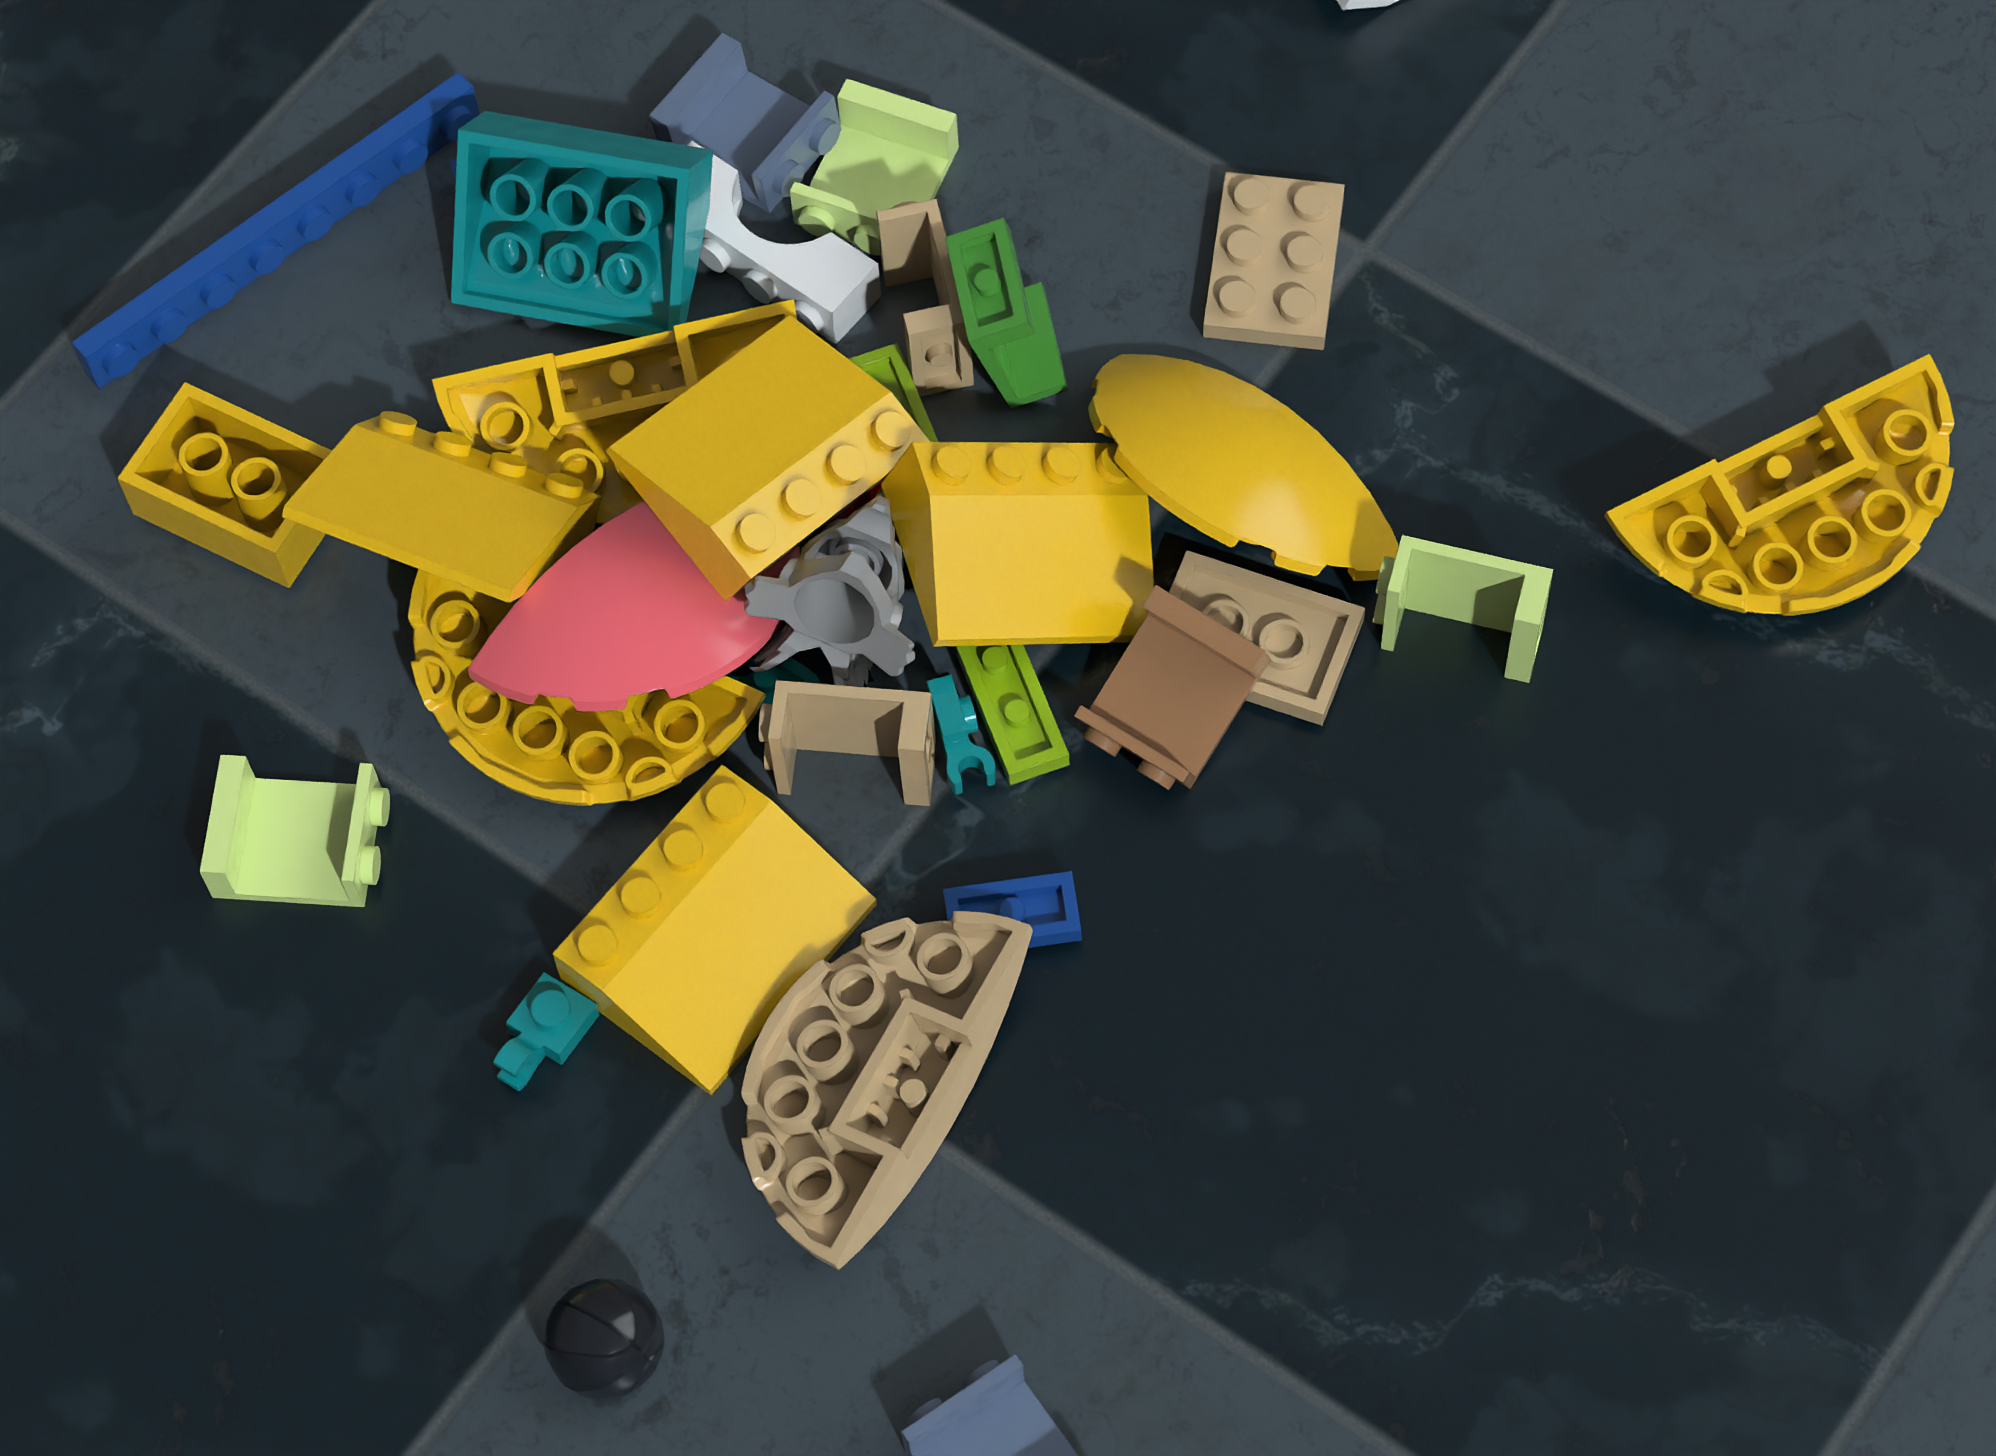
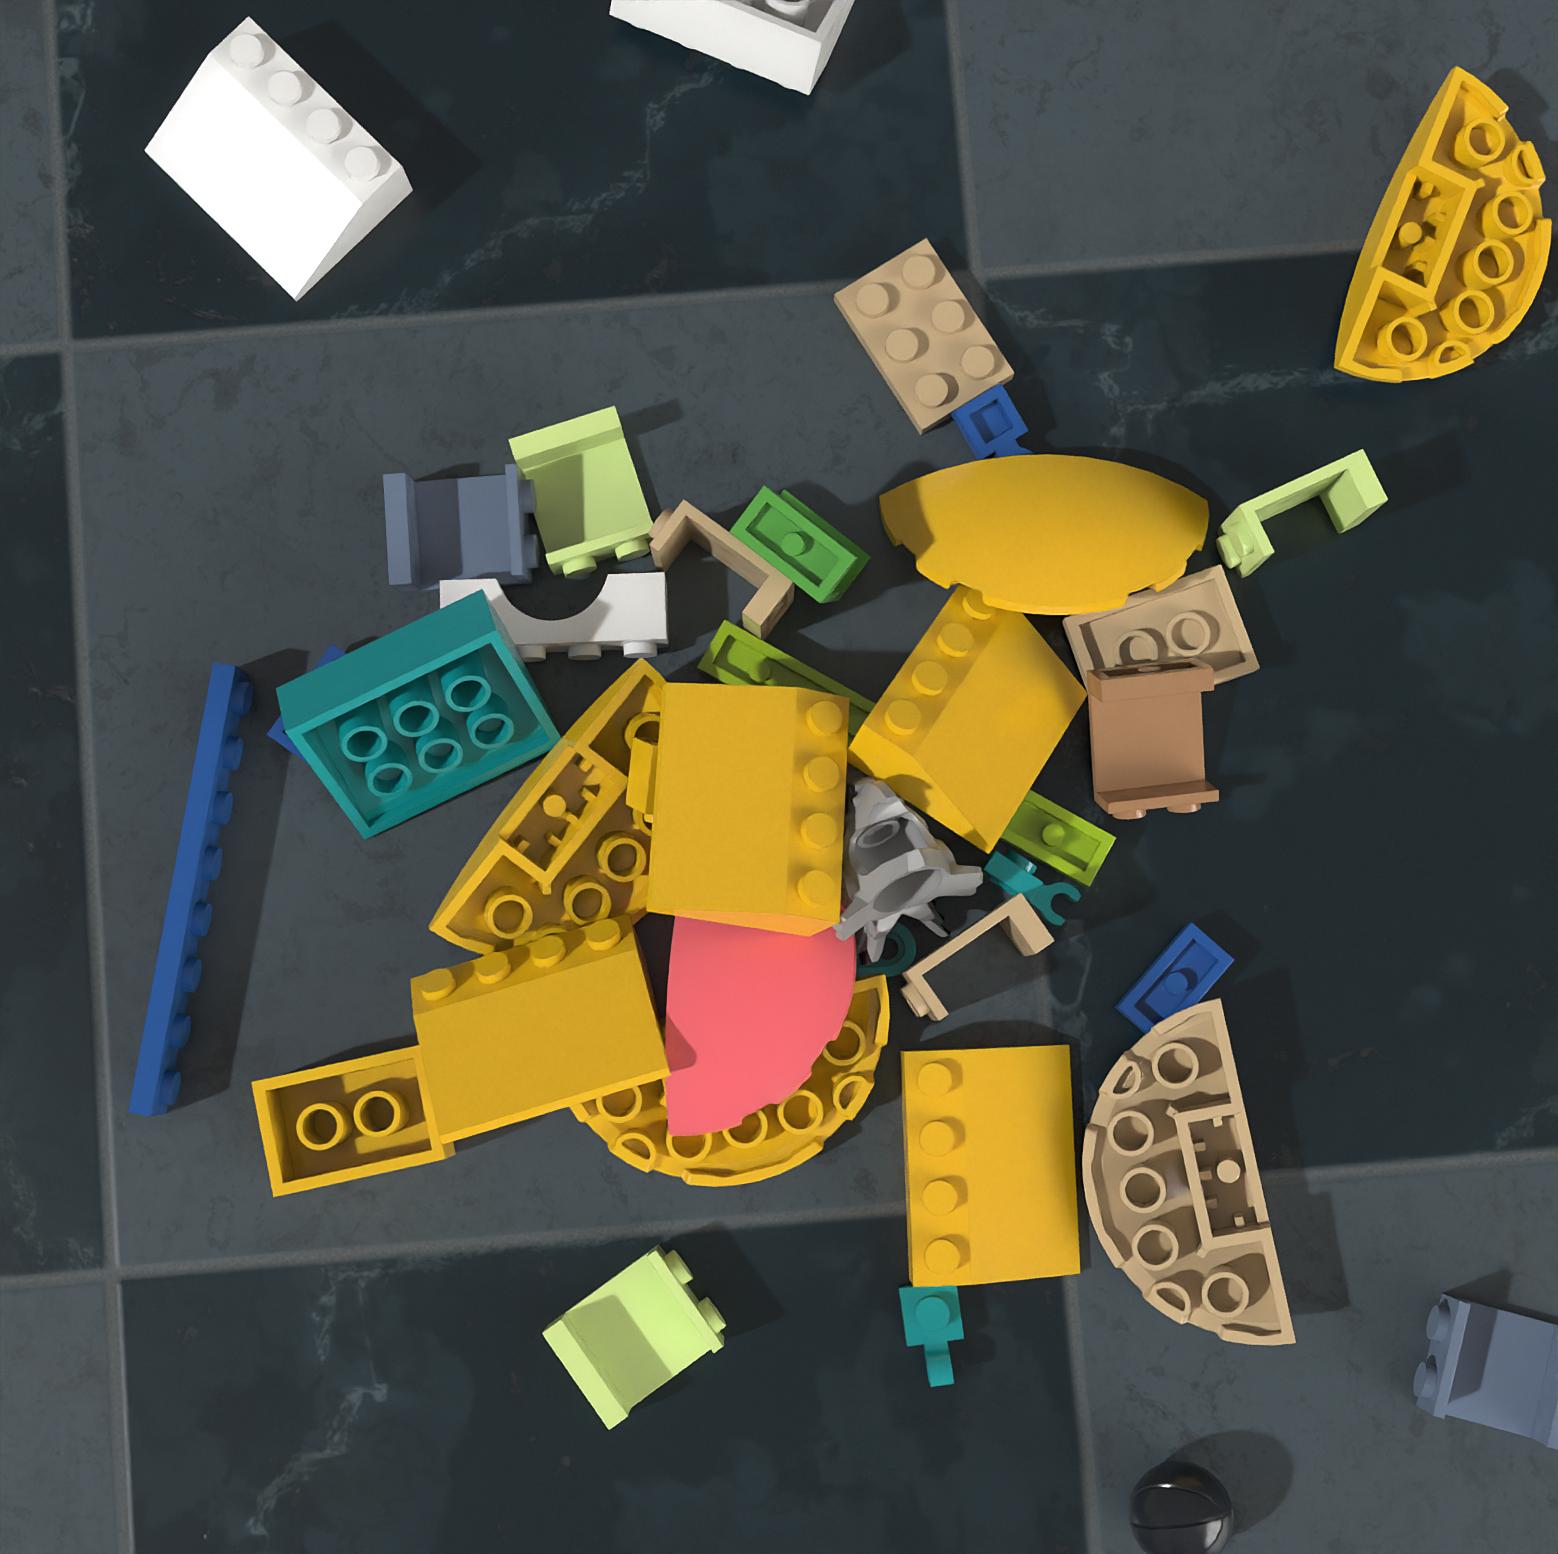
camera: 45 degrees left, 20 degrees up
(1267, 357) = (991, 424): none -> blue plate

